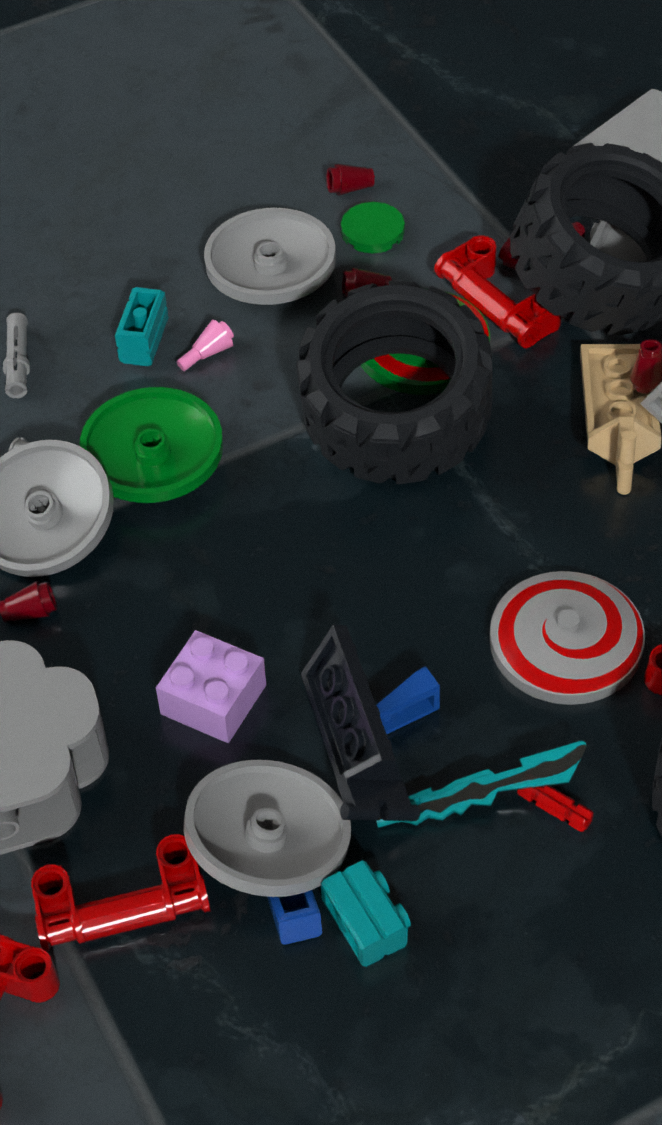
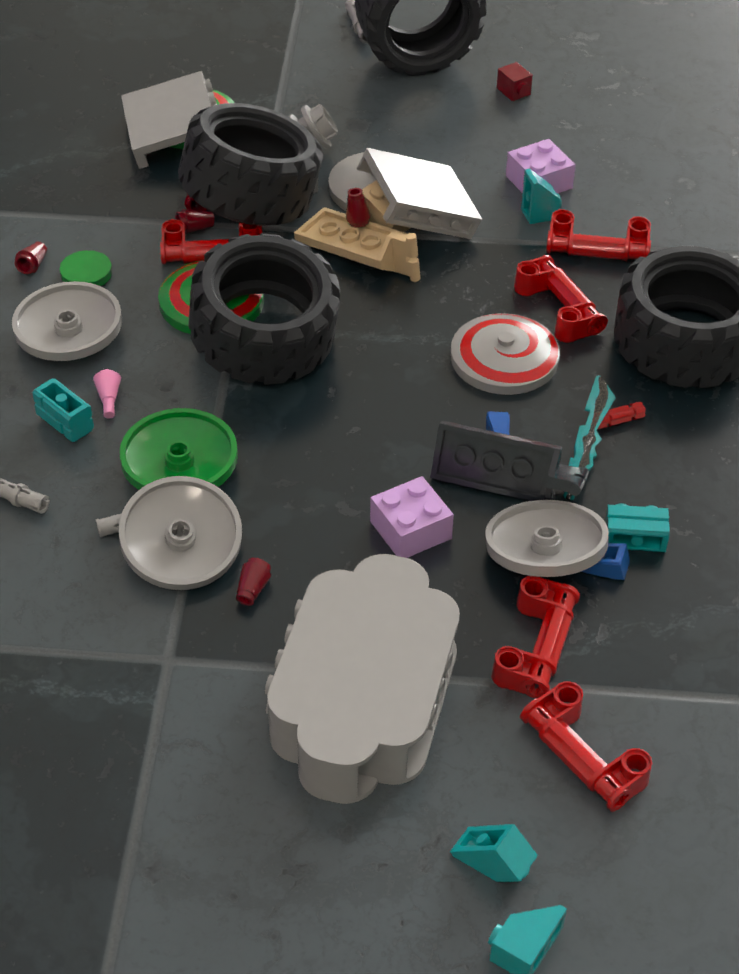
camera: 60 degrees left, 5 degrees down
(358, 278) = (136, 296): dark red cone -> none

